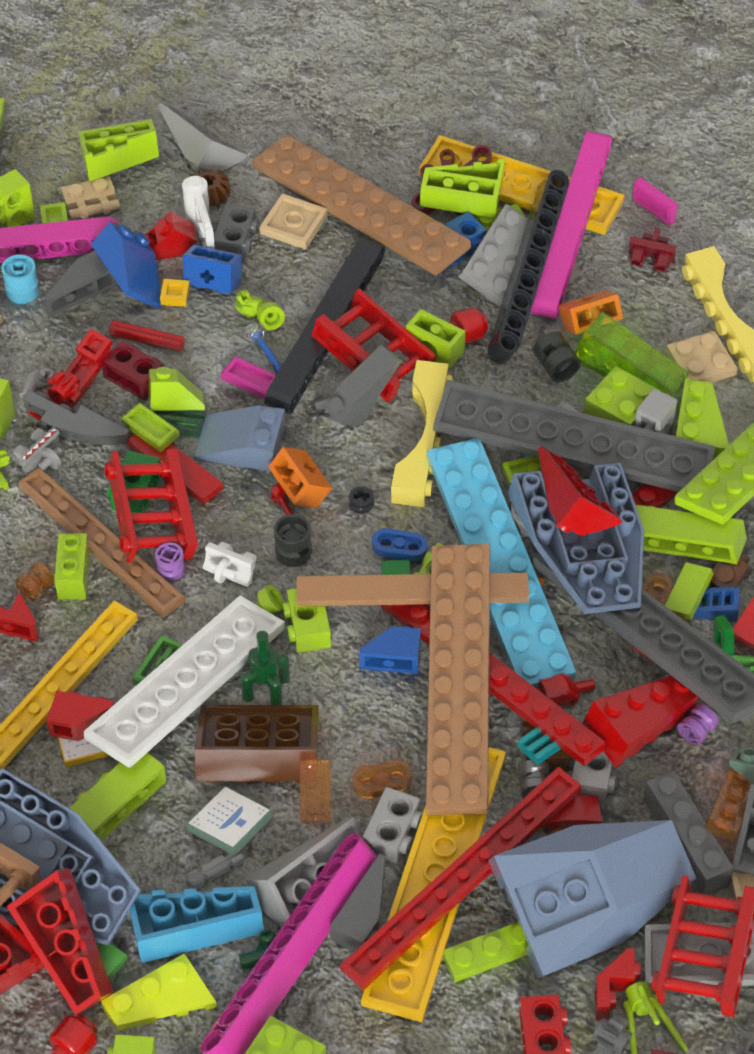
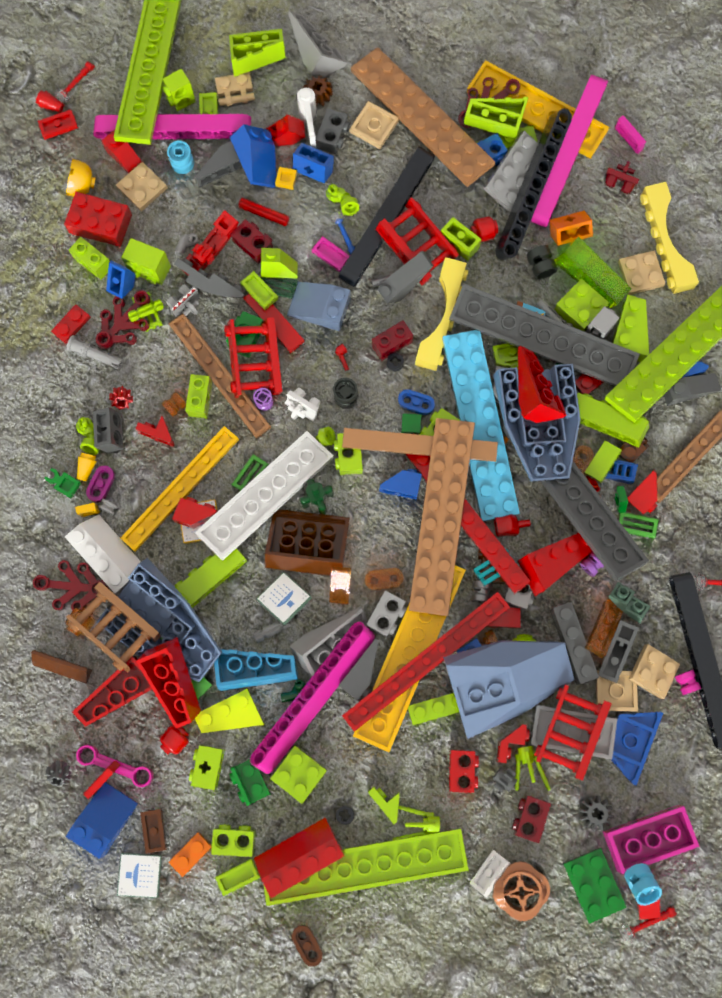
camera: 10 degrees right, 25 degrees up
(300, 477) = (355, 343): orange brick -> none
(354, 469) = (392, 340): none -> dark red brick

